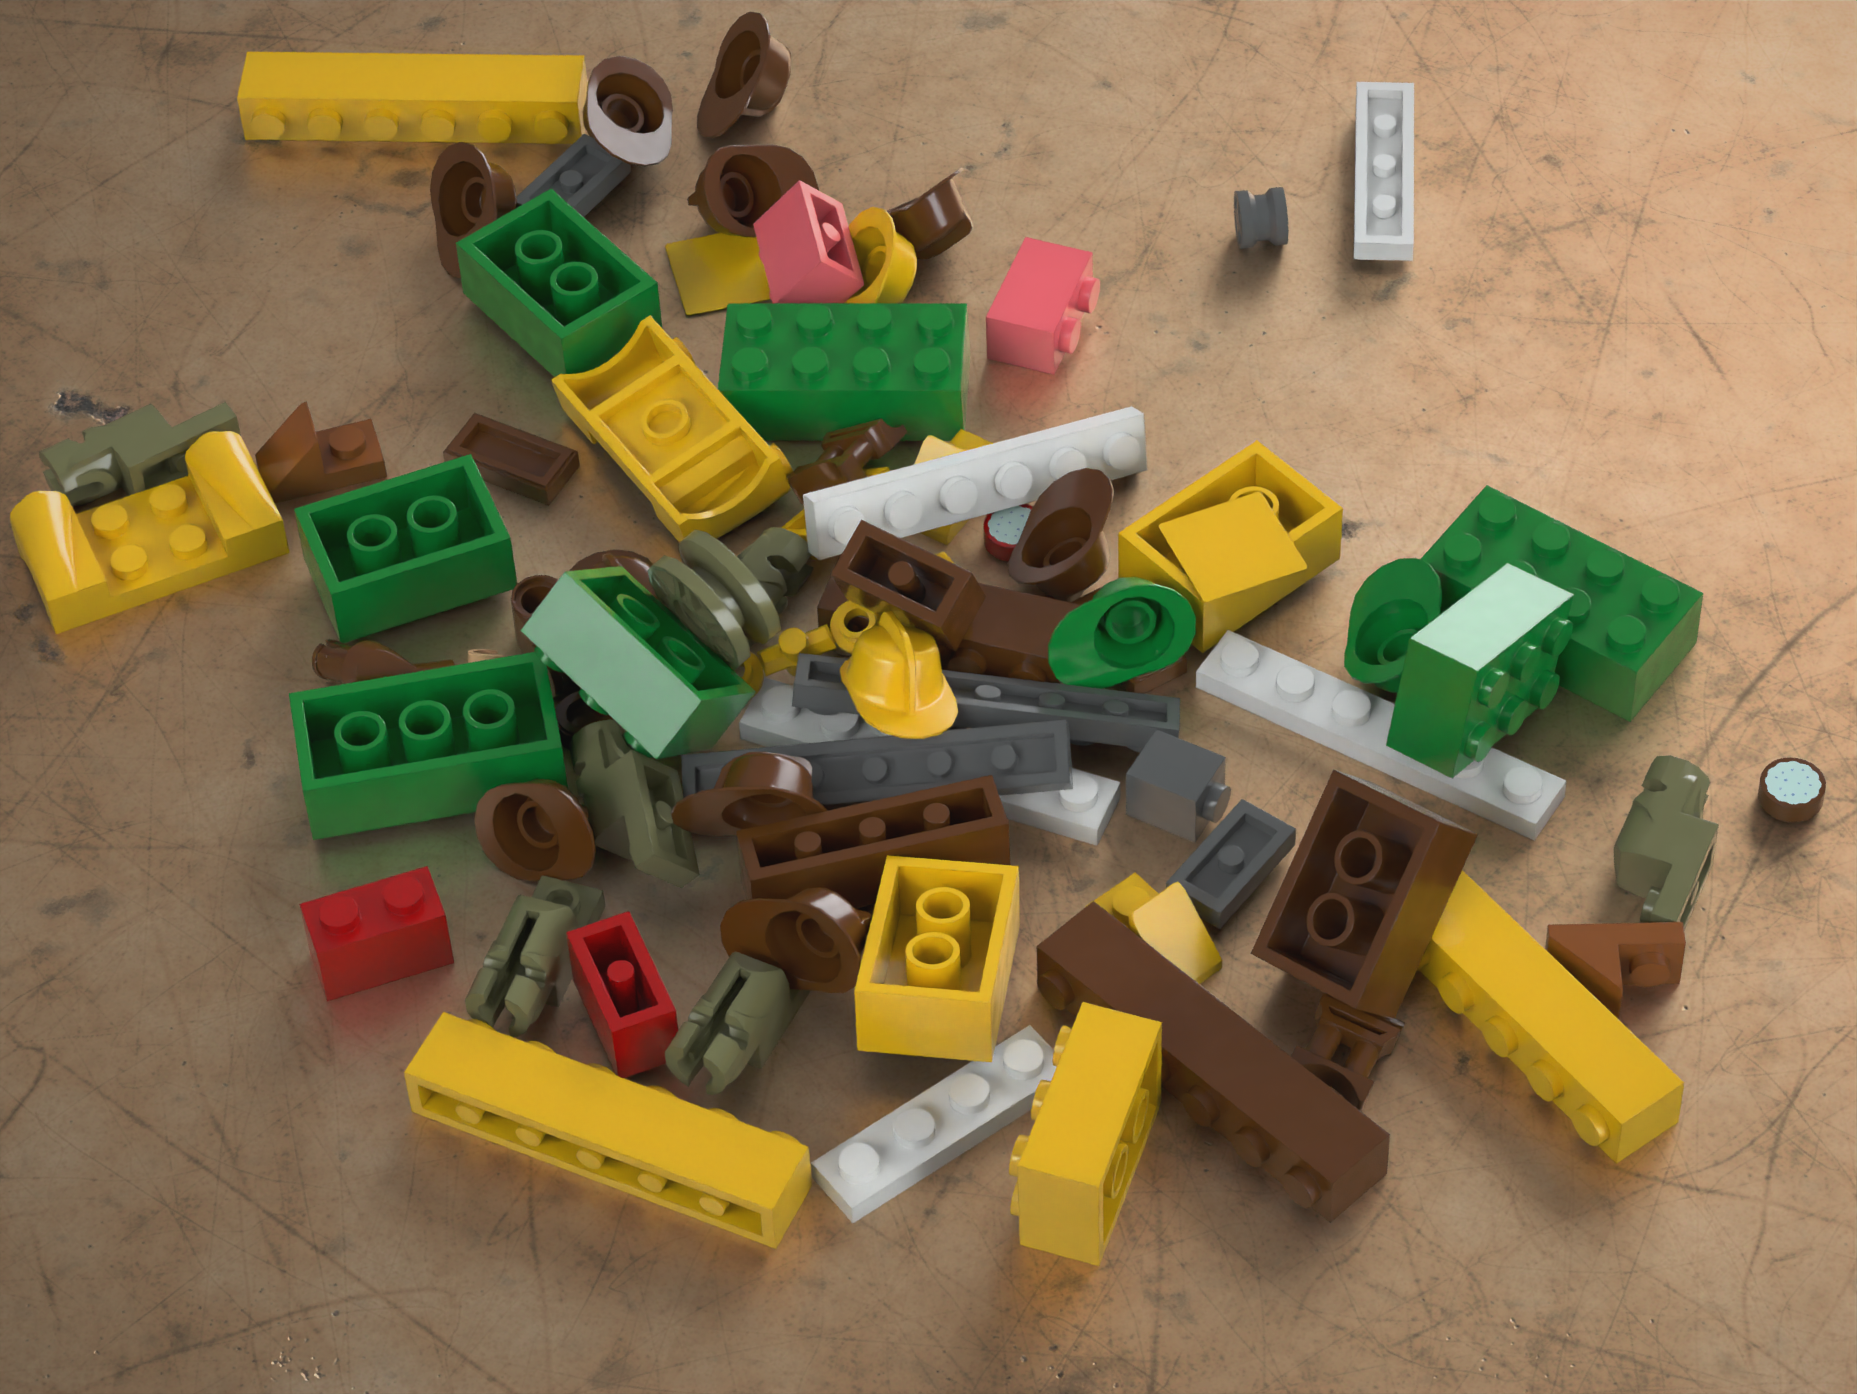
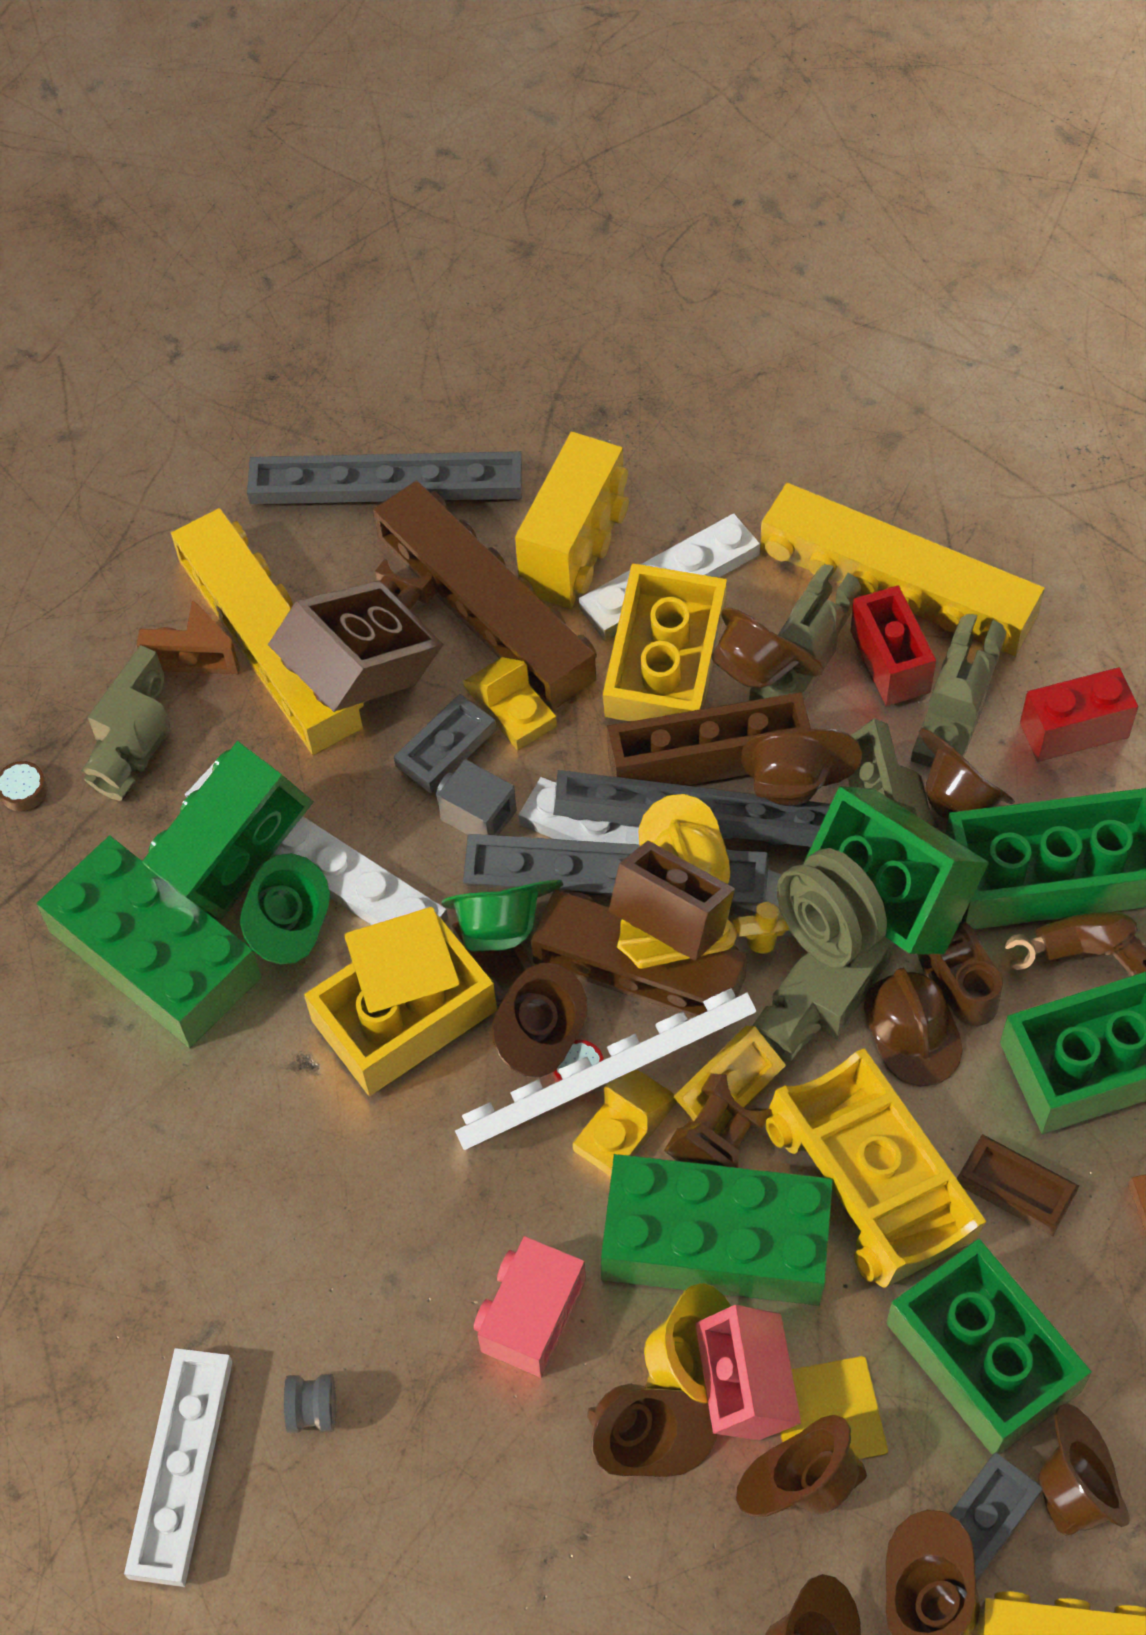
camera: 175 degrees left, 10 degrees up
(1389, 1235) = (382, 476): none -> dark grey plate

